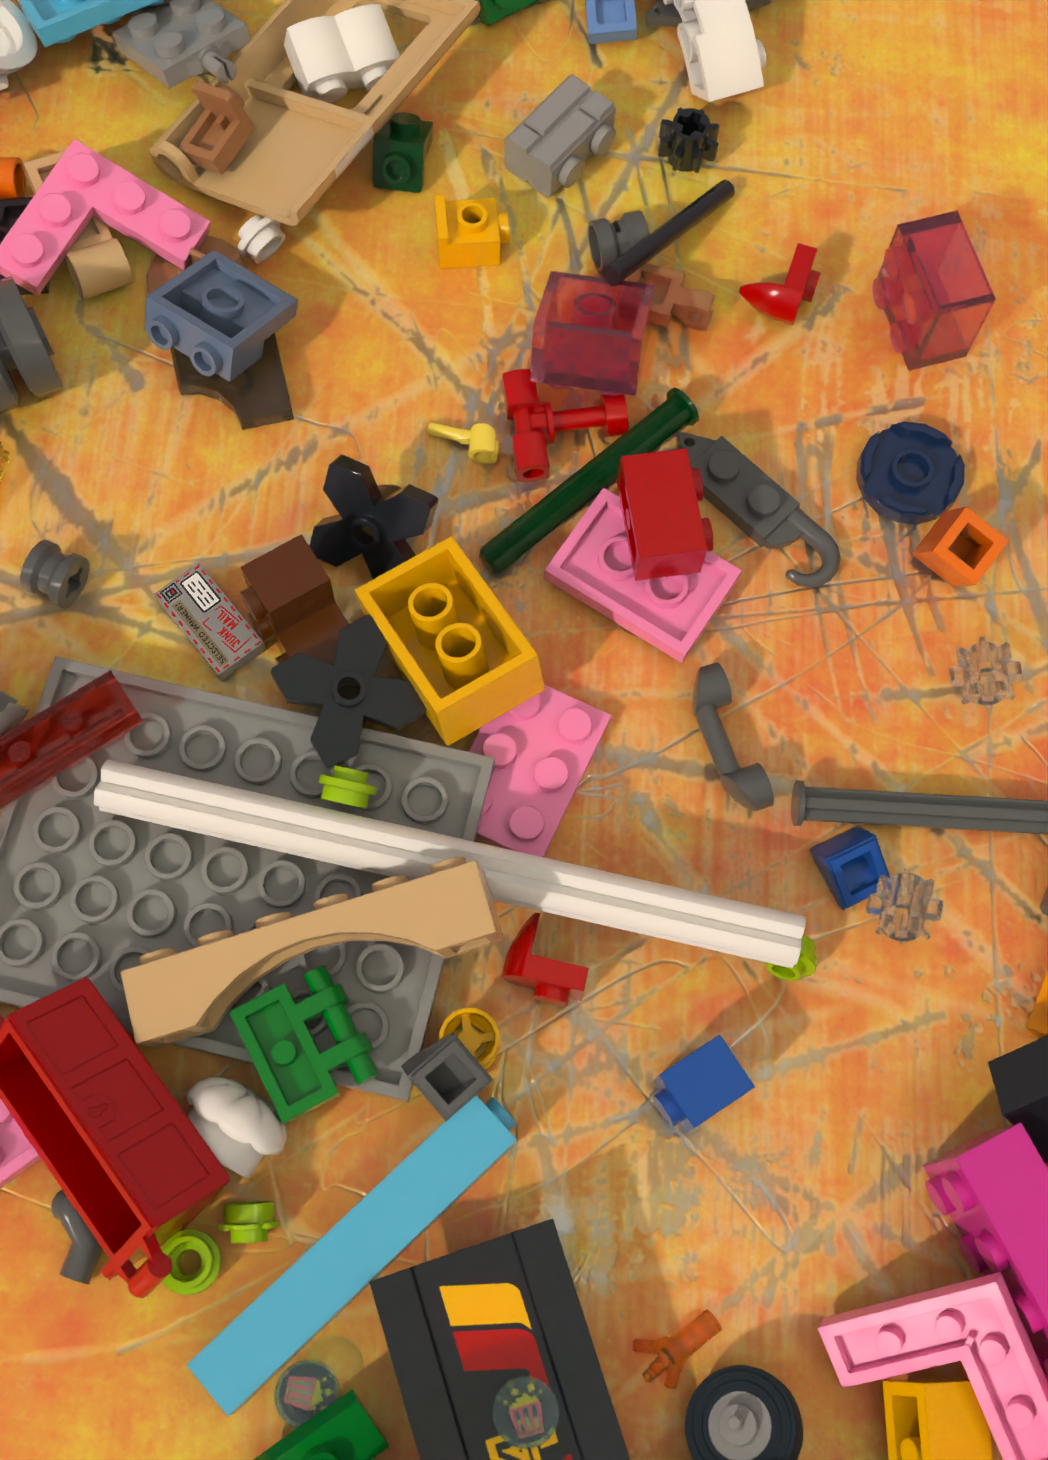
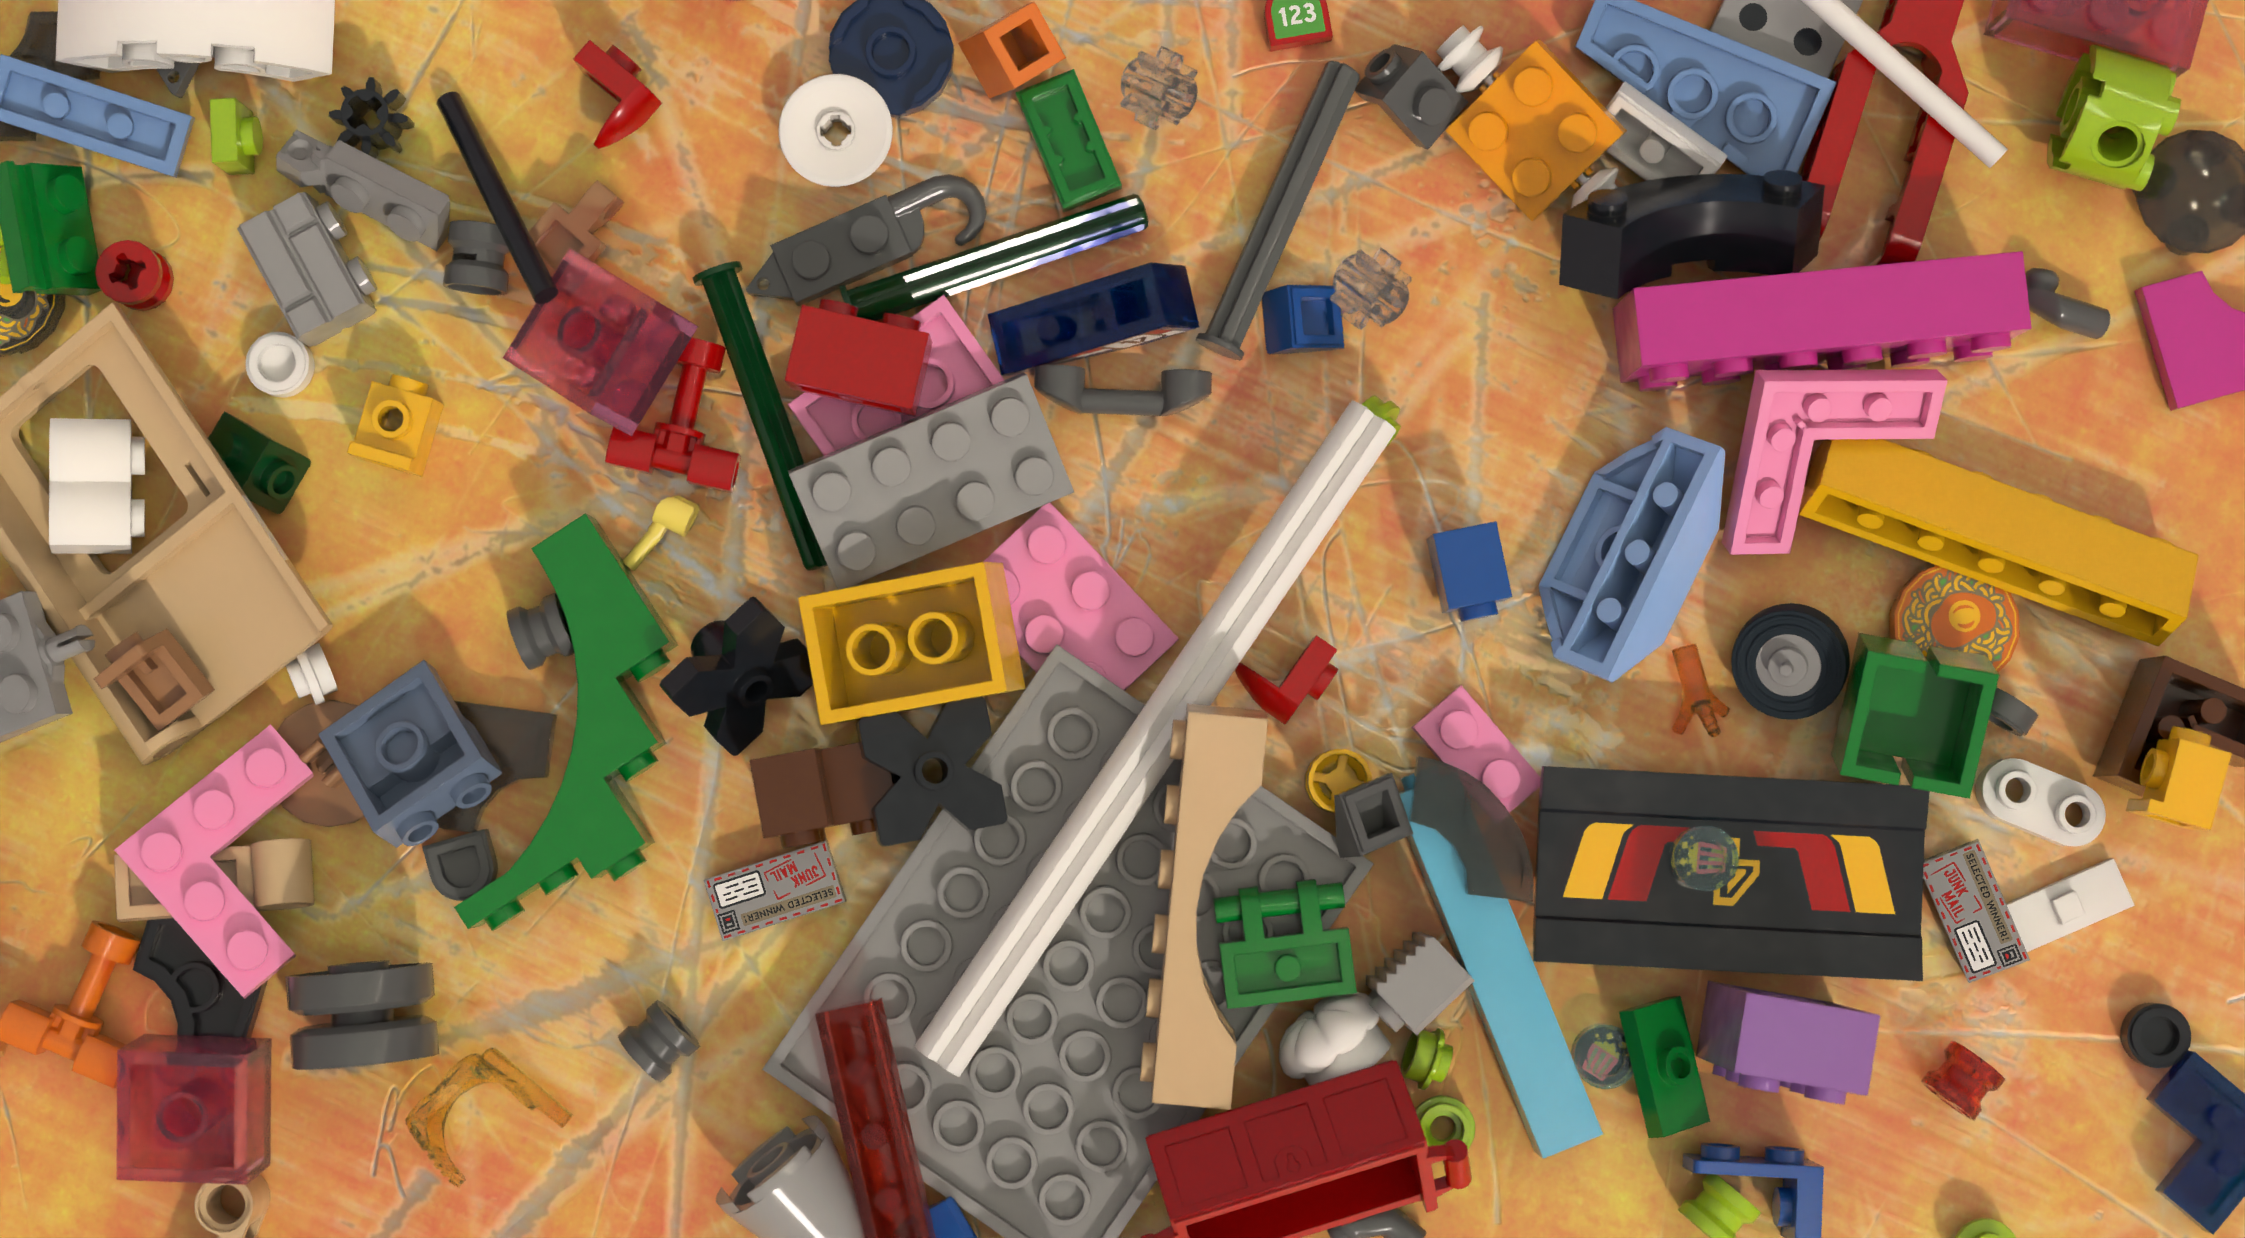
camera: 70 degrees left, 15 degrees up
(151, 392) = (462, 864): none -> dark grey tile
(289, 455) = (612, 639): none -> green arch
(309, 1175) = (1416, 983): none -> light grey brick
(347, 787) = (1038, 810): lime plate -> none
(353, 379) = (540, 631): none -> dark grey wheel
(471, 1178) = (1476, 827): none -> clear smoke tile
(482, 148) = (280, 364): none -> white tile
(507, 35) = (144, 286): none -> red wheel
(541, 1162) = (1468, 739): none -> bright pink plate
(589, 613) = (931, 481): none -> light grey plate
(634, 59) = (234, 136): none -> lime plate
(637, 152) = (368, 187): none -> light grey hinge
(780, 697) = (1095, 318): none -> clear blue slope
(780, 1234) = (1632, 553): none -> light blue wedge
(794, 610) = (998, 258): none -> dark green axle
(839, 431) = (815, 109): none -> white piece
(908, 623) = (1068, 140): none -> green plate

